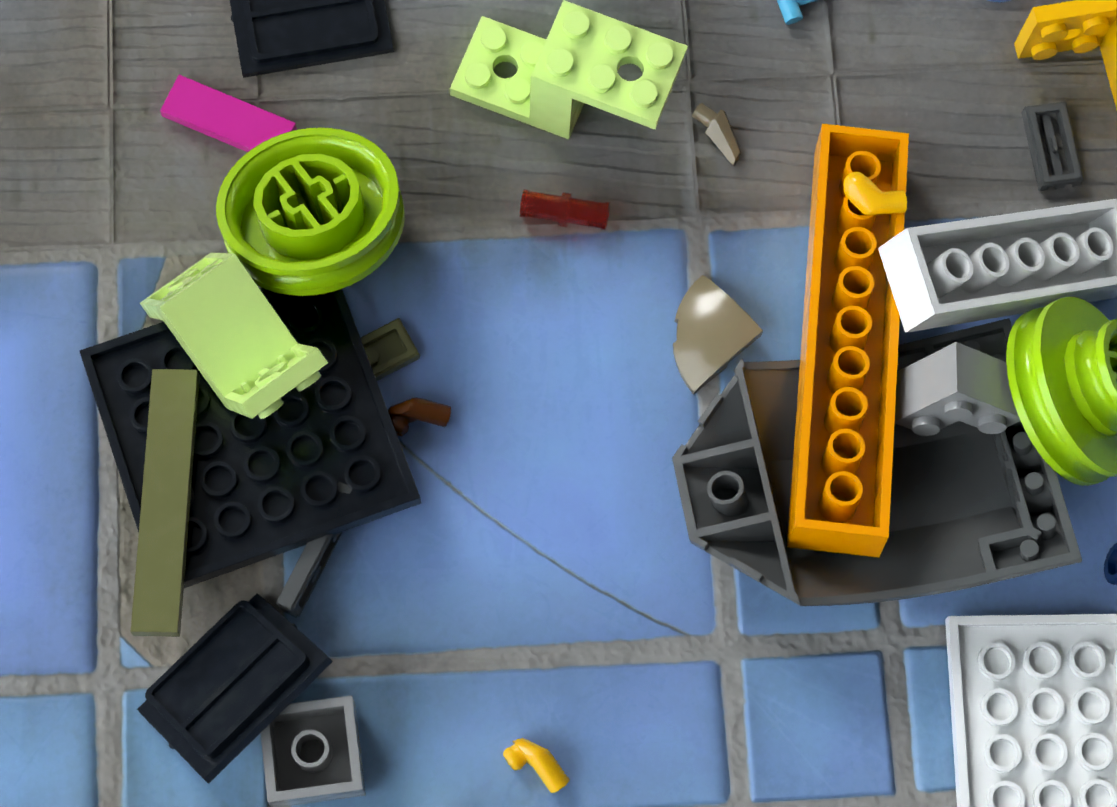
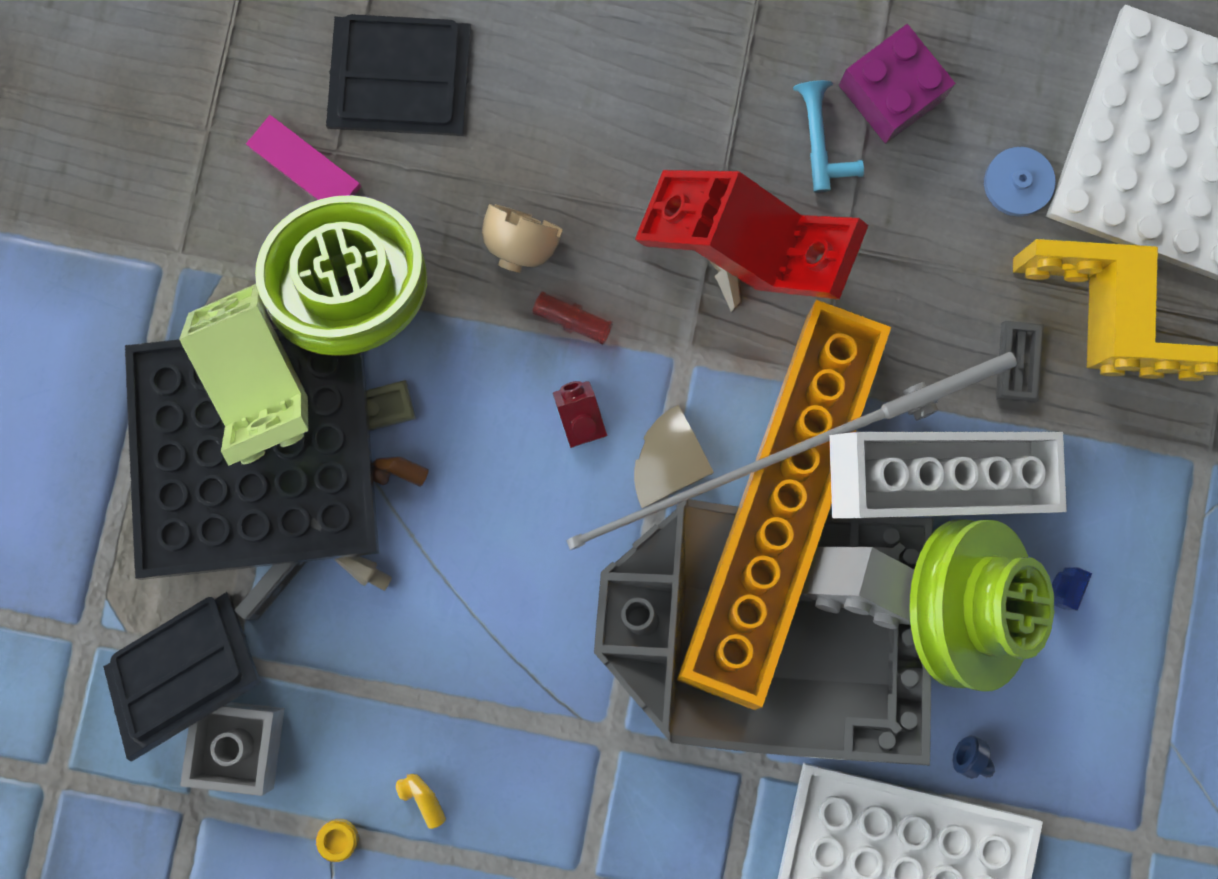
camera: 20 degrees right, 10 degrees up
(165, 503) = (158, 504): olive tile -> none
(405, 530) = (365, 571): none -> dark tan bar
(486, 137) = (518, 237): none -> tan cylinder
(569, 69) = (605, 197): yellowish green bracket -> none
(600, 306) = (579, 413): none -> dark red bracket
(753, 79) = (751, 233): none -> red bracket
(870, 198) = (837, 384): yellow arm -> none
(958, 203) = (917, 401): none -> light grey piece

